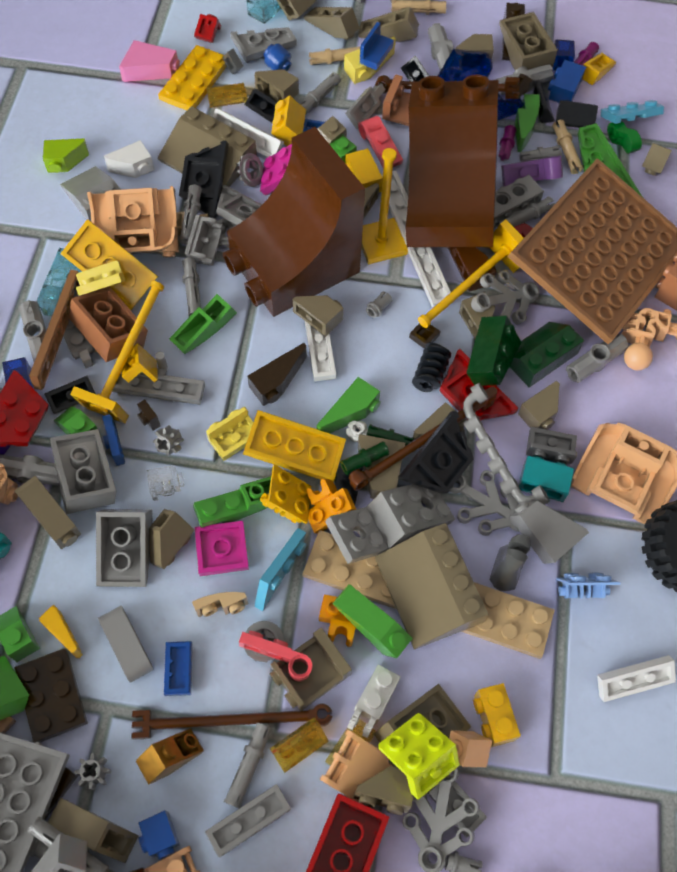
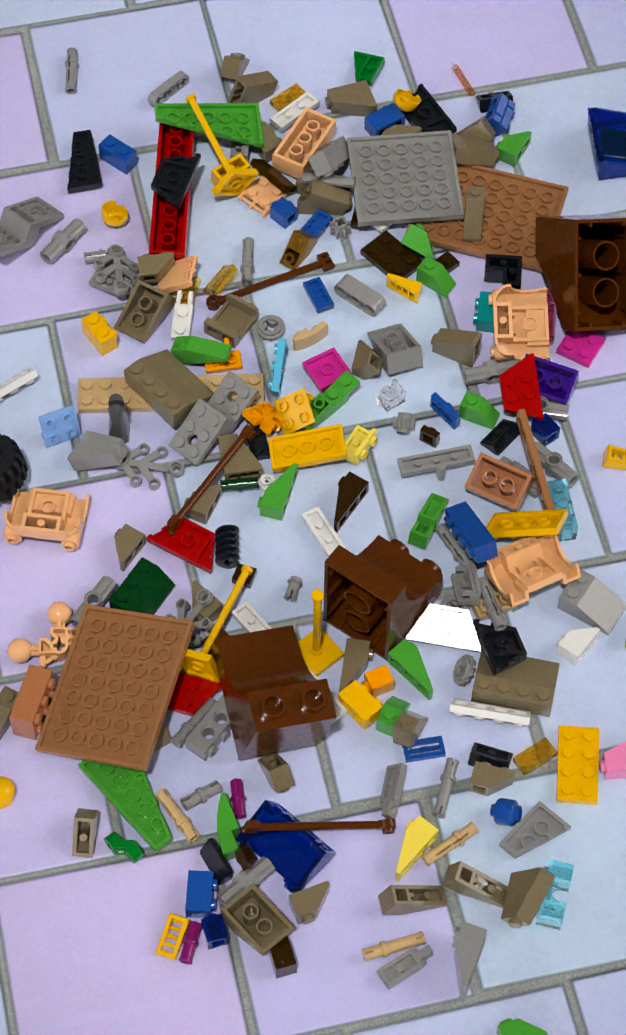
camera: 160 degrees right, 5 degrees down
(83, 471) = (448, 373): light grey slope -> none
(99, 277) = (521, 501): light yellow bracket -> none
(101, 403) = (467, 424): yellow tile -> none
(123, 793) = (317, 223): none -> blue plate
(138, 362) = (456, 461): yellow panel -> none
(171, 272) = (470, 532): none -> blue brick
(207, 27) = (598, 827): red bracket -> none
(232, 61) = (546, 786): dark grey tile -> none
(247, 820) = (233, 236): light grey plate -> none
(274, 170) = (437, 676): dark pink plate -> none
(278, 650) = (255, 315): coral plate -> none
(288, 120) = (455, 733): yellow brick -> none
(319, 312) = (330, 542): dark tan slope -> none
(364, 457) = (249, 446): dark green pin -> none
(375, 48) = (406, 840): blue panel -> none
(379, 138) = (370, 758): coral plate -> none
(396, 103) = (353, 801): nougat bracket -> none
(414, 70) = (356, 854): black slope -> none
(421, 754) = (143, 279): neon yellow bracket -> none
(440, 45) = (345, 891): light grey piece -> none
(441, 458) = (193, 465): black wing -> none
(471, 747) = (112, 305): light nougat brick -> none
(485, 444) = (180, 504): light grey bar -> none
(493, 350) = (180, 561): dark green wedge -> none
(538, 169) = (204, 770): medium lavender plate -> none
(552, 445) = (110, 516): flat silver bracket -> none
(553, 477) = (109, 492): teal brick -> none
(576, 113) = (179, 860): black slope -> none
(616, 113) = (124, 877): medium azure wing -> none

